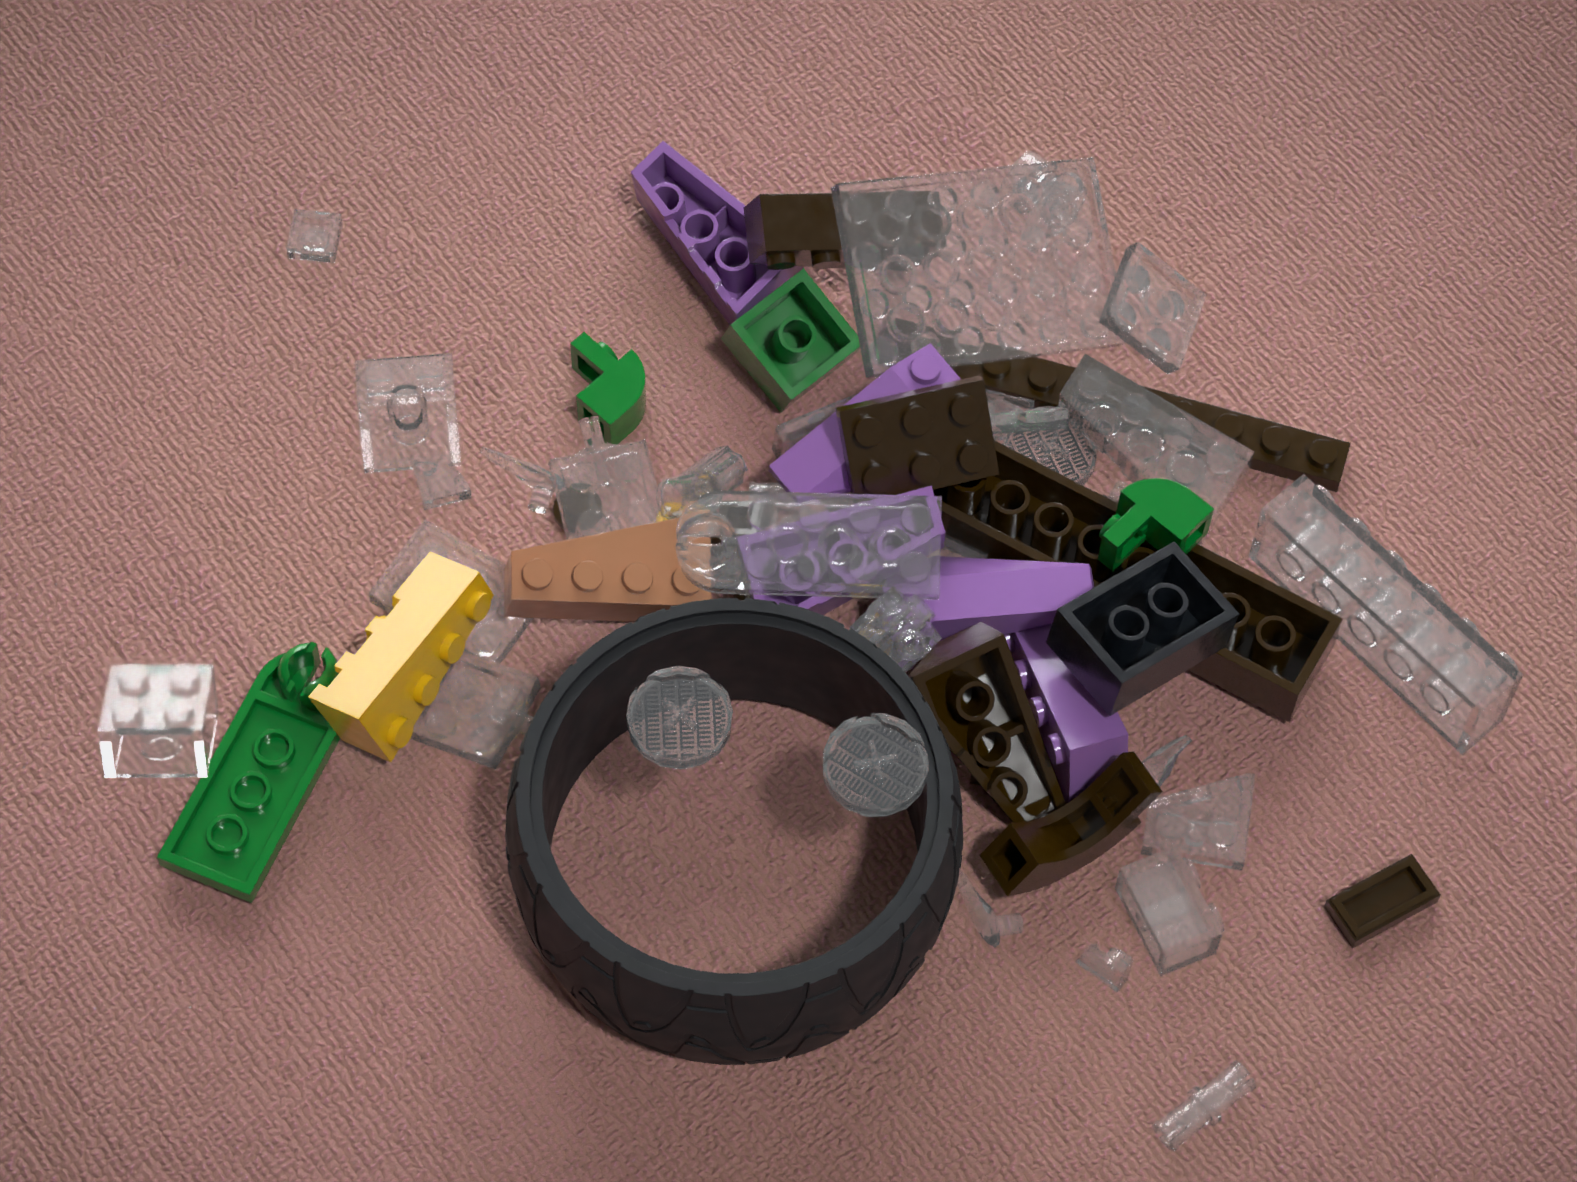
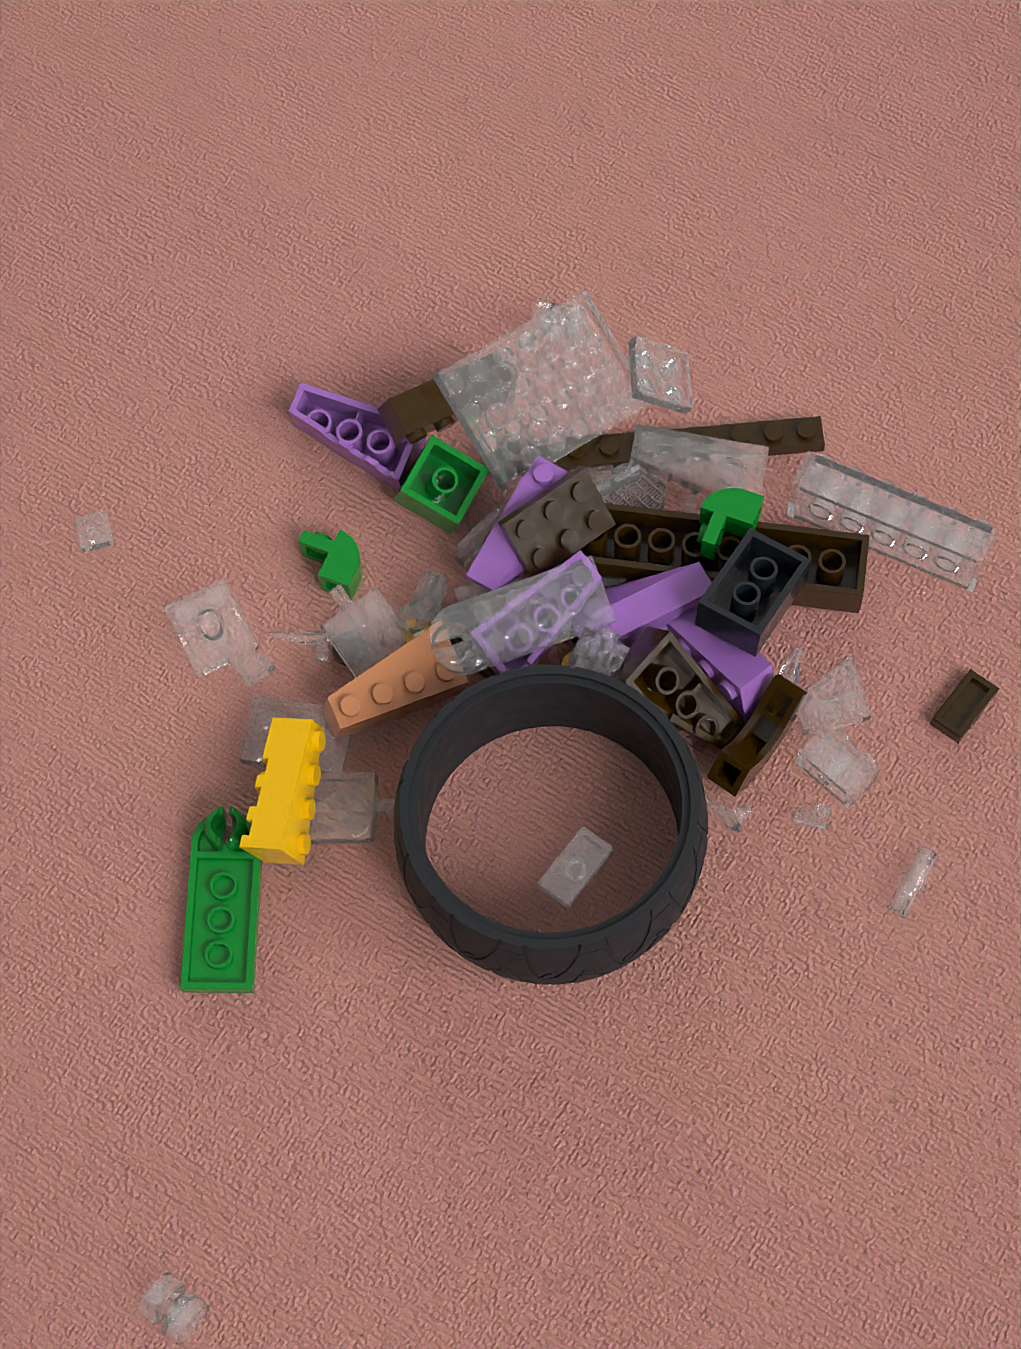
camera: 15 degrees left, 5 degrees up
(158, 721) = (141, 898): clear brick -> none
(679, 717) = (493, 769): clear tile -> none
(729, 885) = (575, 867): none -> clear plate
(875, 765) = (631, 751): clear tile -> none

